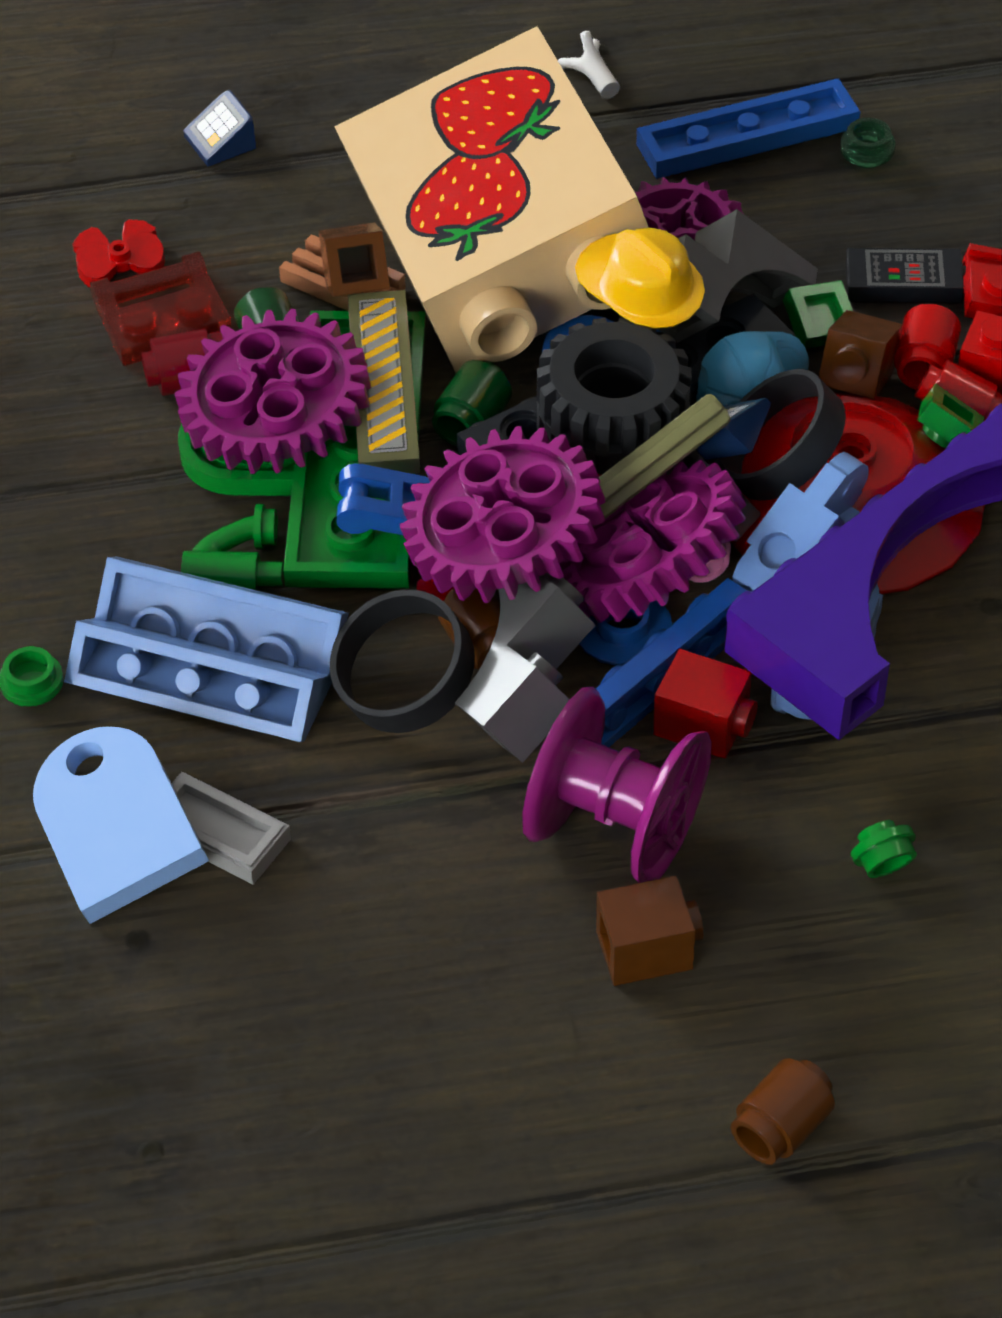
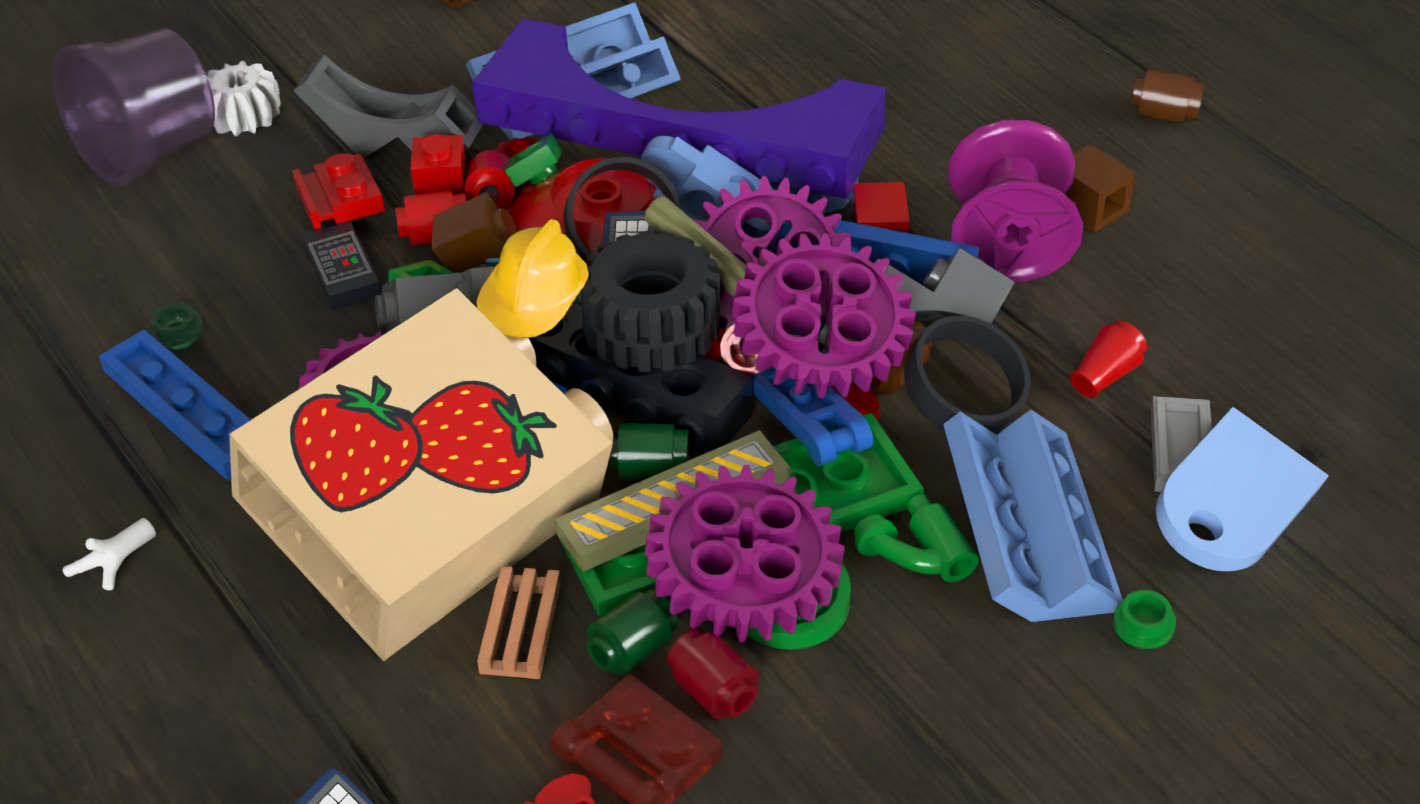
camera: 115 degrees left, 5 degrees down
(354, 259) = (537, 563): reddish brown brick -> none
(365, 814) = (1111, 356): none -> red cone
(884, 848) = (937, 112): green plate -> none

